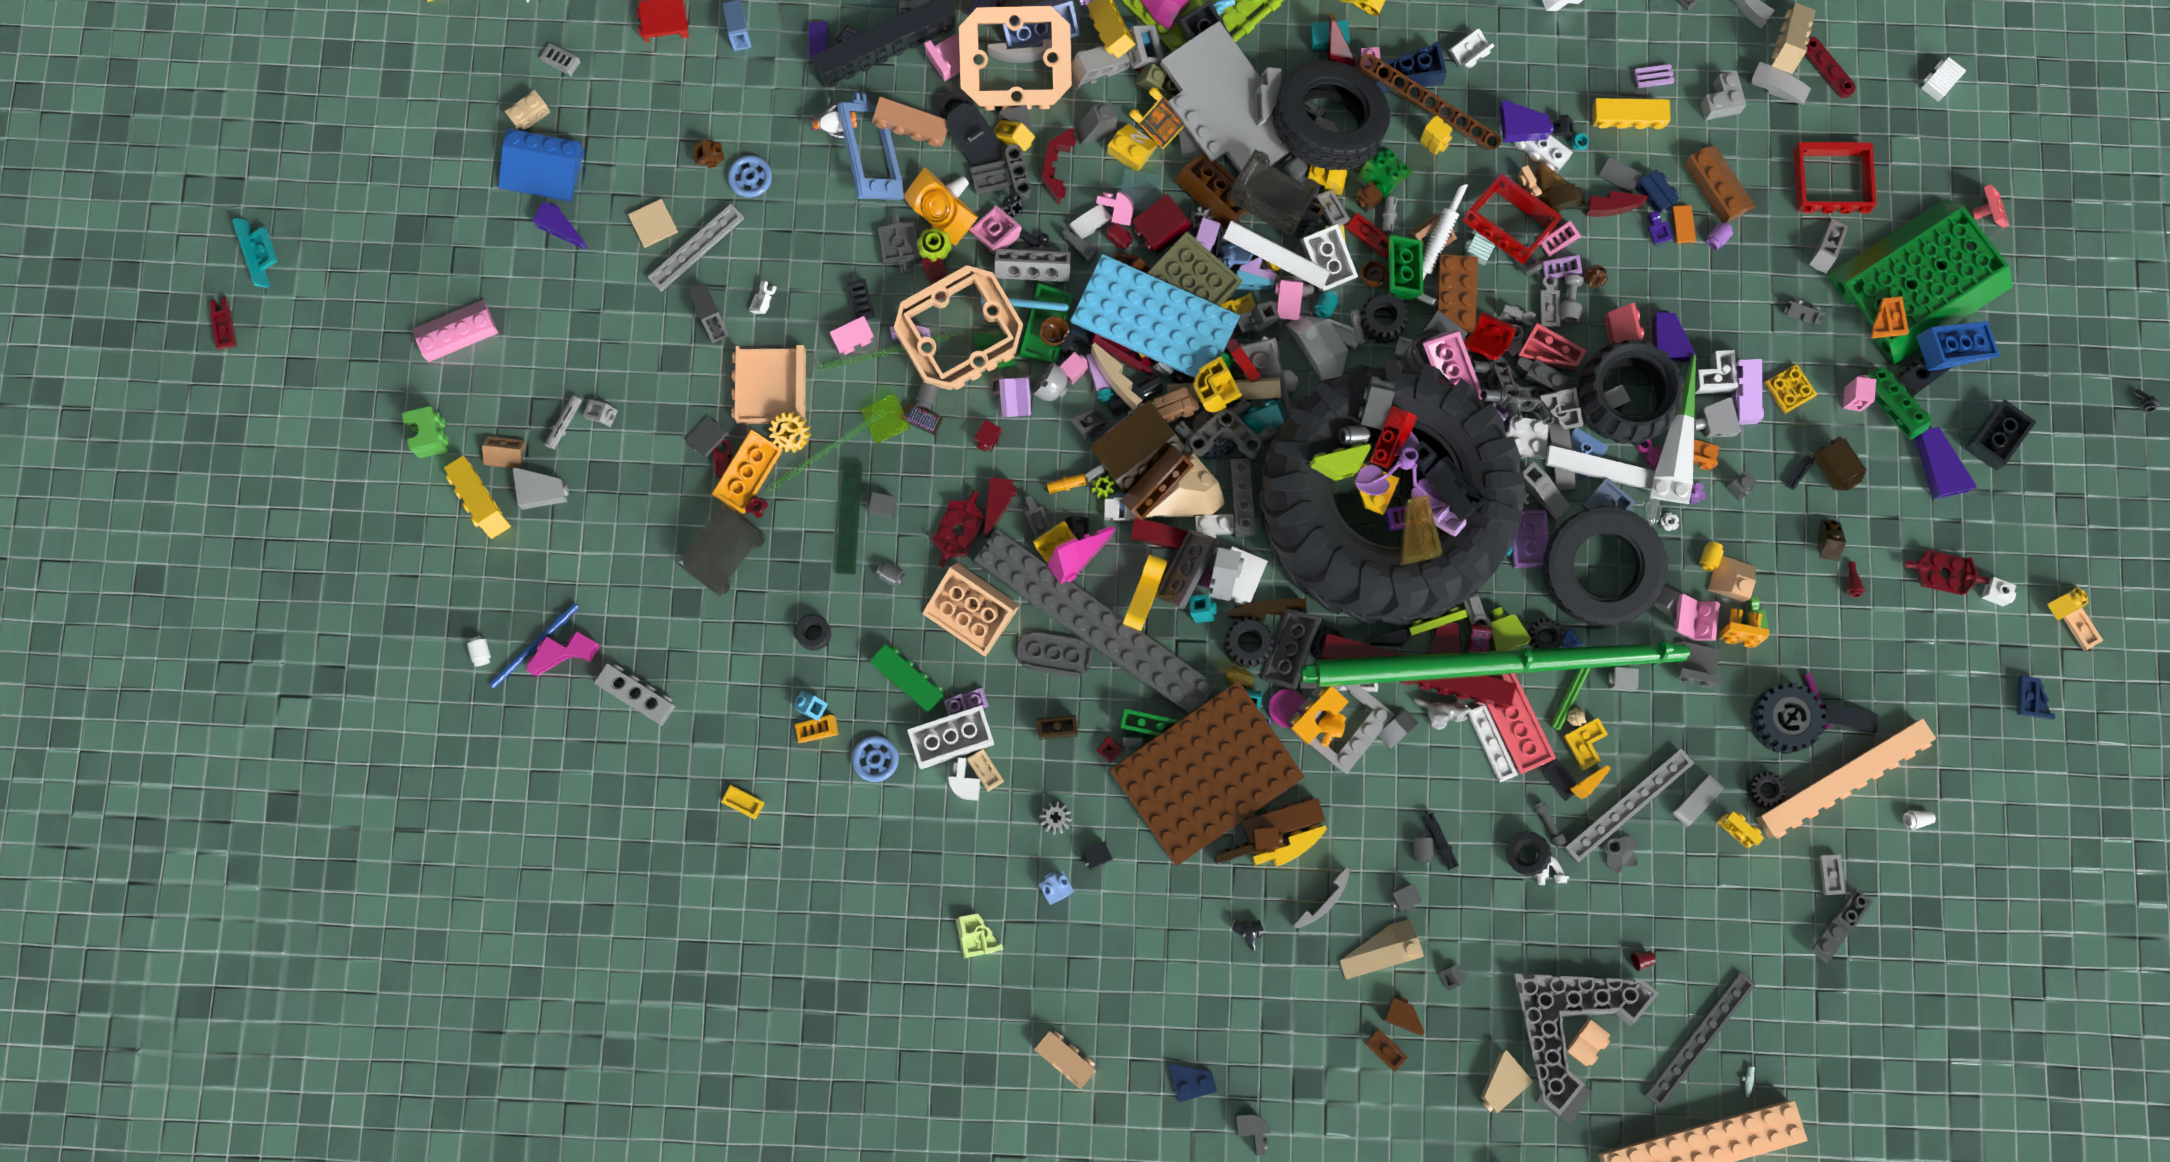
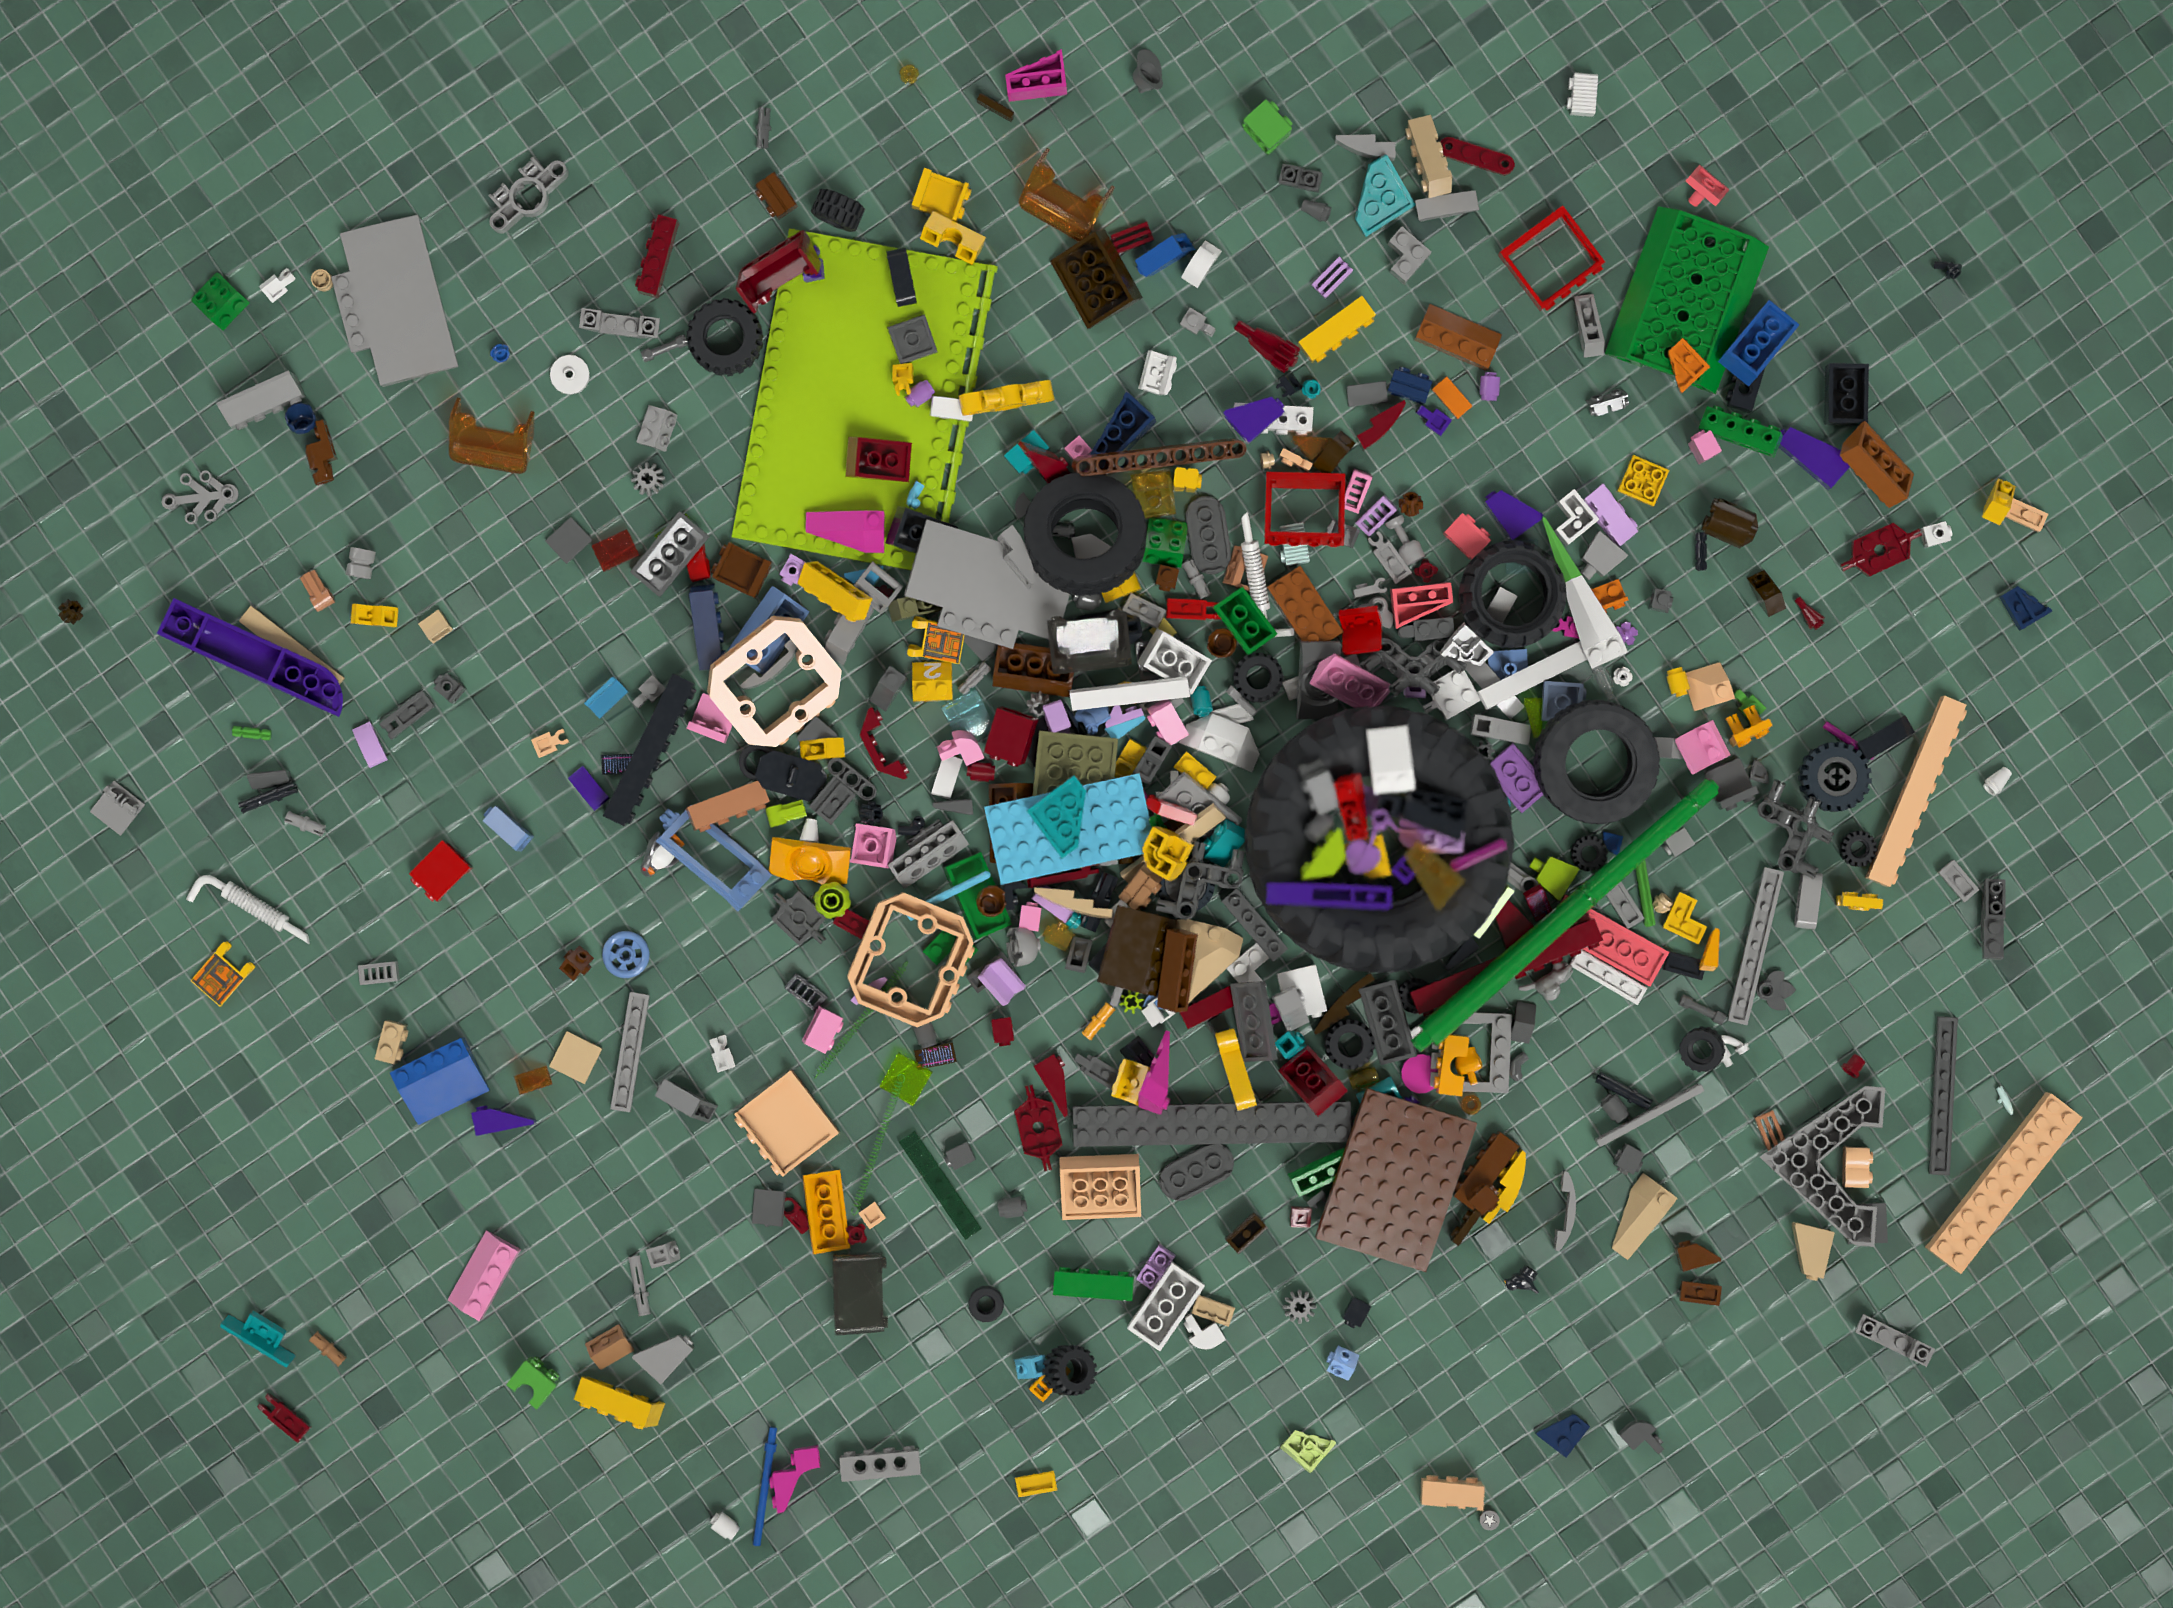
camera: 35 degrees left, 10 degrees up
(296, 297) = (327, 1349): none -> medium nougat pin
(606, 214) = (533, 1080): none -> clear orange slope
(779, 500) = (872, 1215): none -> light nougat plate
(791, 424) = (836, 1152): yellow gear -> none
(851, 733) = (1056, 1370): none -> black tyre
(876, 742) = (1132, 1374): medium blue plate -> none
(945, 159) = (781, 814): none -> lime piece
(1079, 1106) = (1489, 1519): none -> light grey tile
(1084, 397) = (1058, 935): none -> clear yellow brick
(1156, 299) = (1061, 816): none -> teal plate
(1165, 167) = (974, 678): none -> light grey axle
(1199, 646) = (1312, 1080): none -> dark red brick
(1285, 349) = (1195, 770): none -> yellow brick
(1313, 757) = (1475, 1109): none -> clear orange plate
(1325, 491) = (1329, 896): none -> dark purple slope
(1367, 758) = (1515, 1066): none -> dark grey arm
(1403, 131) = (1154, 493): none -> clear yellow slope
(1422, 191) = (1208, 535): none -> dark grey tile
(1447, 875) = (1648, 1115): none -> light grey tile
(1449, 423) = (1390, 759): none -> white slope
(1452, 977) = (1711, 1195): dark grey tile -> none
(1467, 547) = (1478, 855): none -> magenta axle
(1507, 168) = (1266, 460): none -> tan plate
(1526, 36) = (1195, 321): none -> light grey plate
(1537, 958) = (1764, 1116): none -> nougat tile
(1545, 694) = (1624, 906): none -> light grey plate
(1571, 89) = (1272, 347): none -> dark red piece
(1574, 329) = (1426, 565): none -> dark red plate
(1581, 495) = (1533, 708): none -> clear neon green slope
(1678, 21) = (1317, 210): none -> dark grey cone
(1725, 744) = (1798, 837): none -> dark grey pin
(1726, 673) = (1758, 773): none -> dark grey tile
(1736, 43) = (1381, 197): none -> teal plate
(1989, 503) = (1877, 465): none -> dark orange slope

